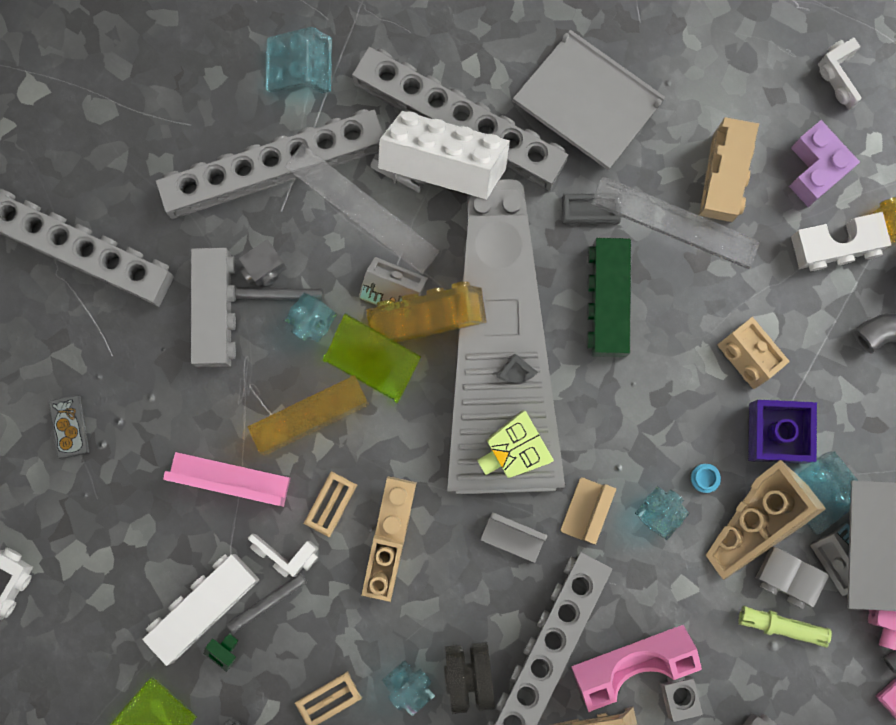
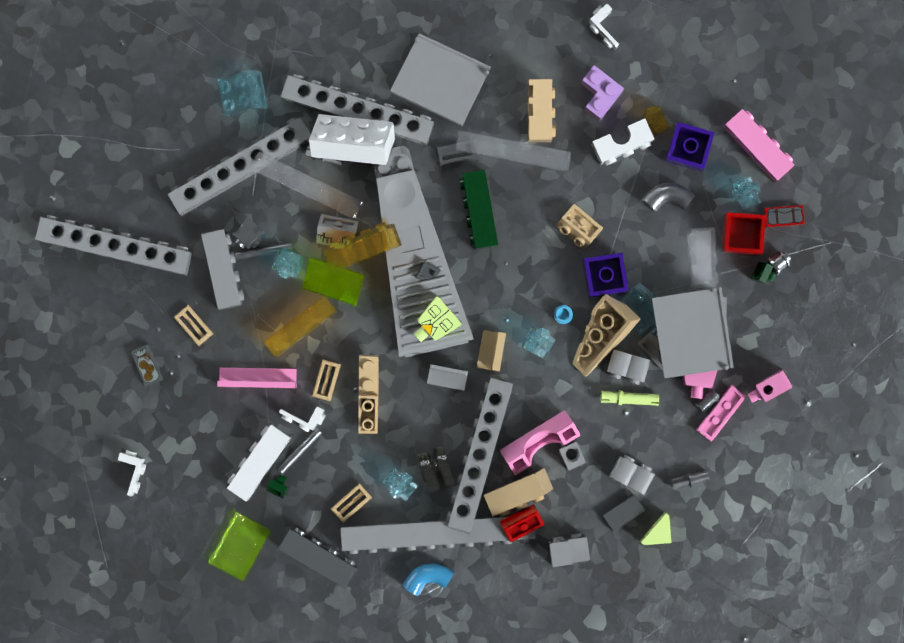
camera: 10 degrees left, 5 degrees up
(163, 403) = (203, 337): none -> tan tile

